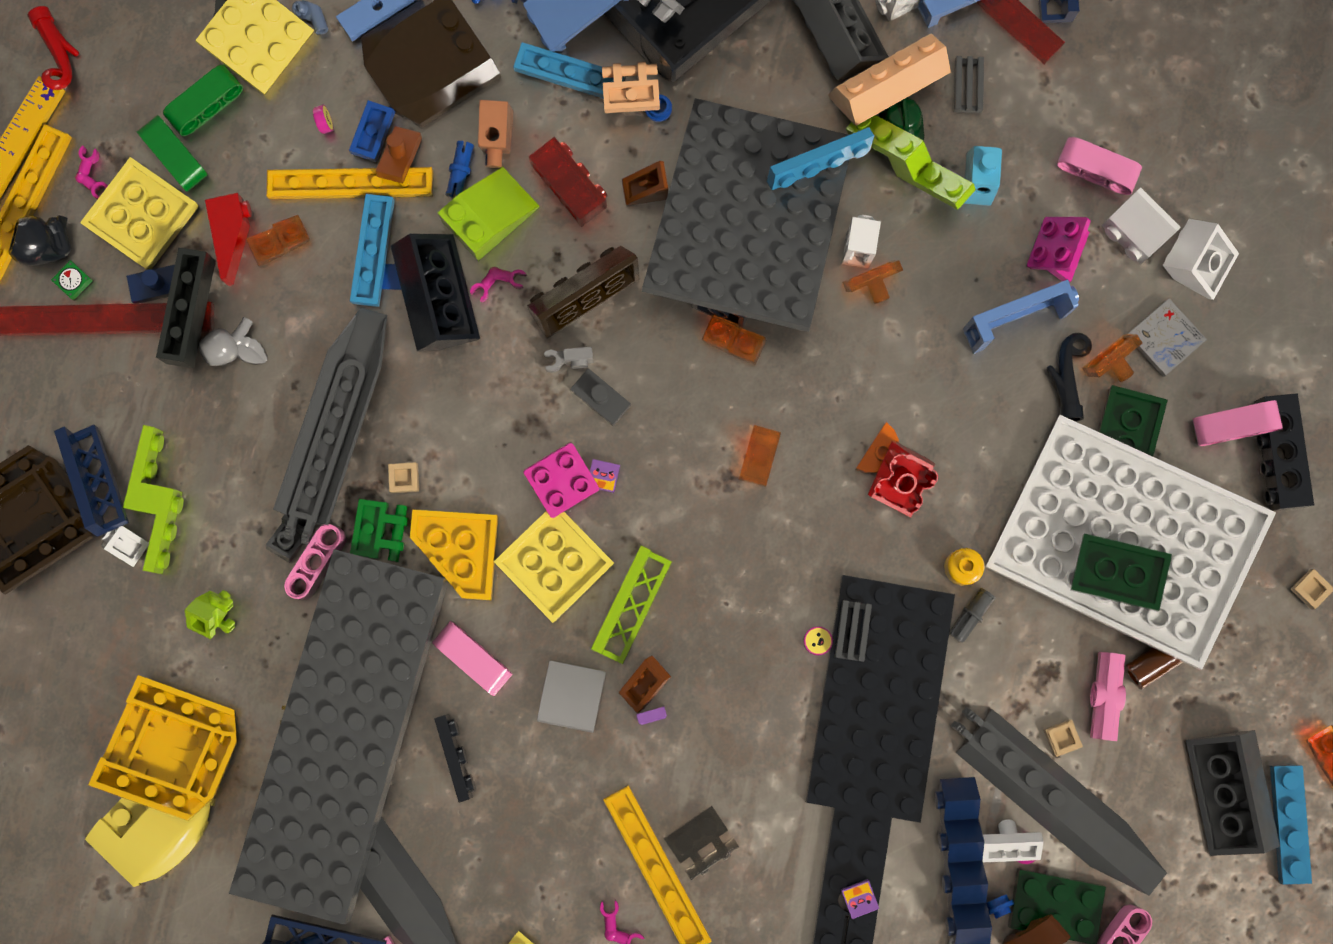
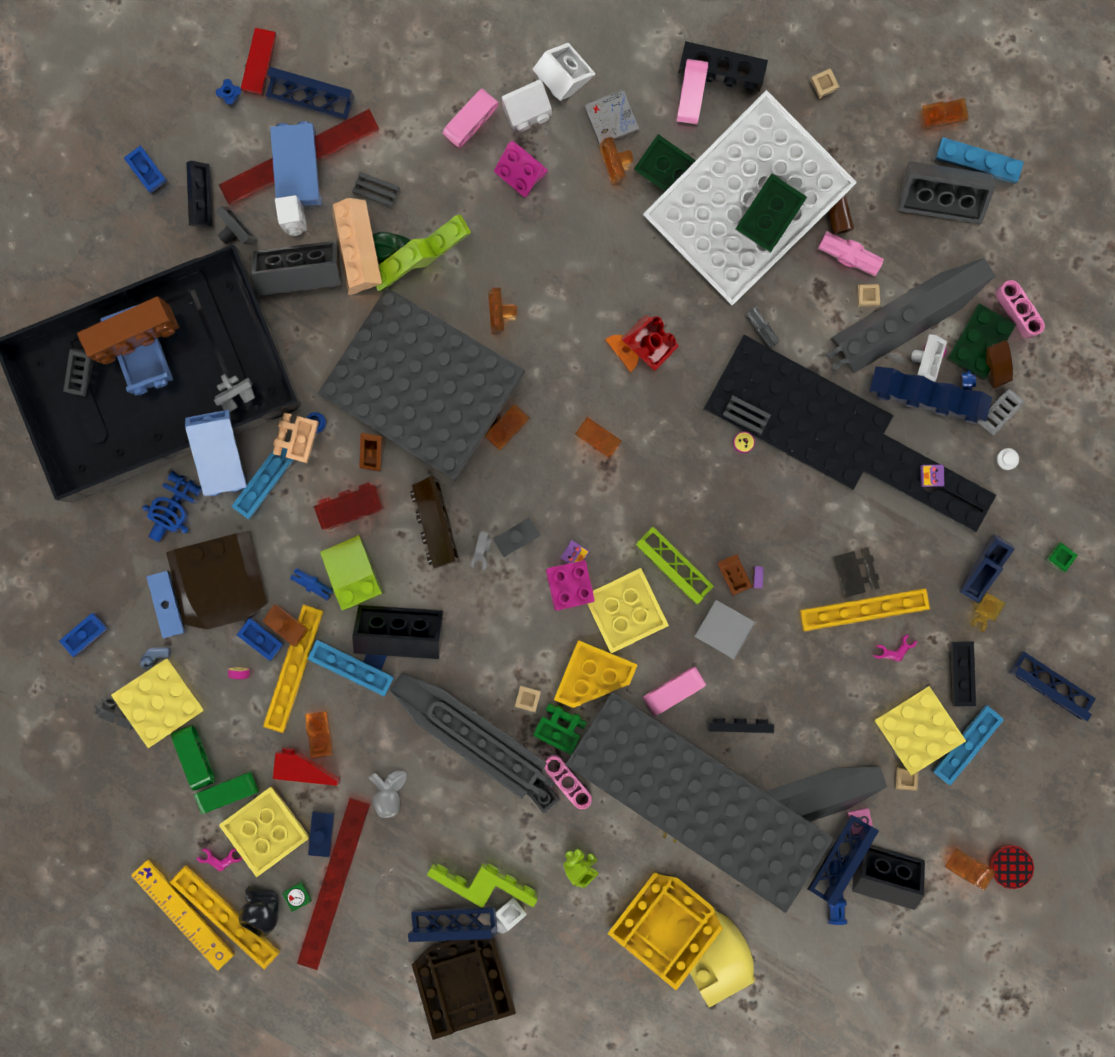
camera: 70 degrees left, 5 degrees up
(44, 23) = (88, 859): red plant -> none
(186, 308) = (350, 817): pearl dark grey brick -> none
(495, 119) = (284, 547): nougat torso -> none
(496, 274) = (399, 584): dark pink arm -> none
(820, 158) = (400, 324): dark azure plate -> none
(861, 241) = (469, 310): white brick -> none
(964, 566) = (727, 320): yellow head -> none
(983, 170) = (448, 203): medium azure torso -> none
(1061, 296) = (563, 250): medium blue panel -> none
(1065, 380) = (618, 200): black plant -> none

